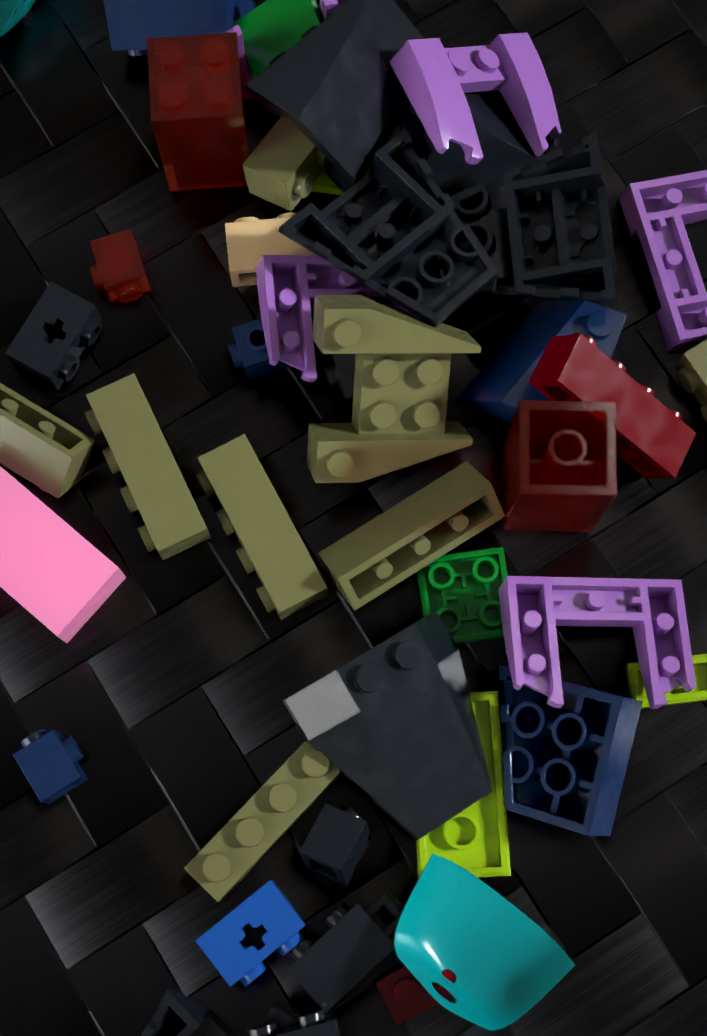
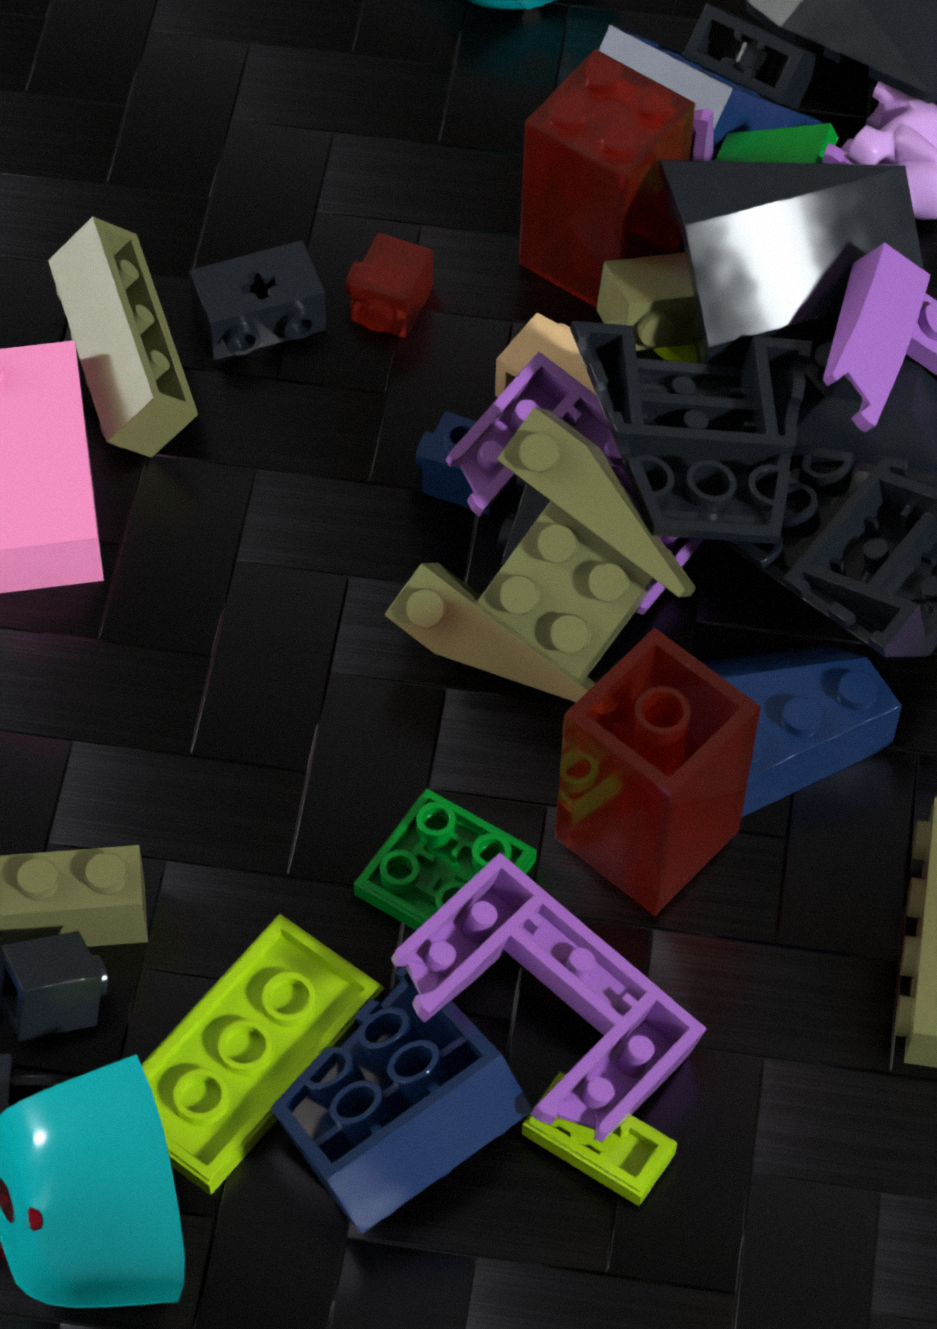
camera: 40 degrees right, 20 degrees down
(147, 466) = (226, 482): olive brick -> none
(262, 526) = (288, 630): olive brick -> none
(401, 726) = (239, 910): black wedge -> none
(411, 534) = (434, 749): olive brick -> none
(647, 431) = (794, 786): dark red brick -> none

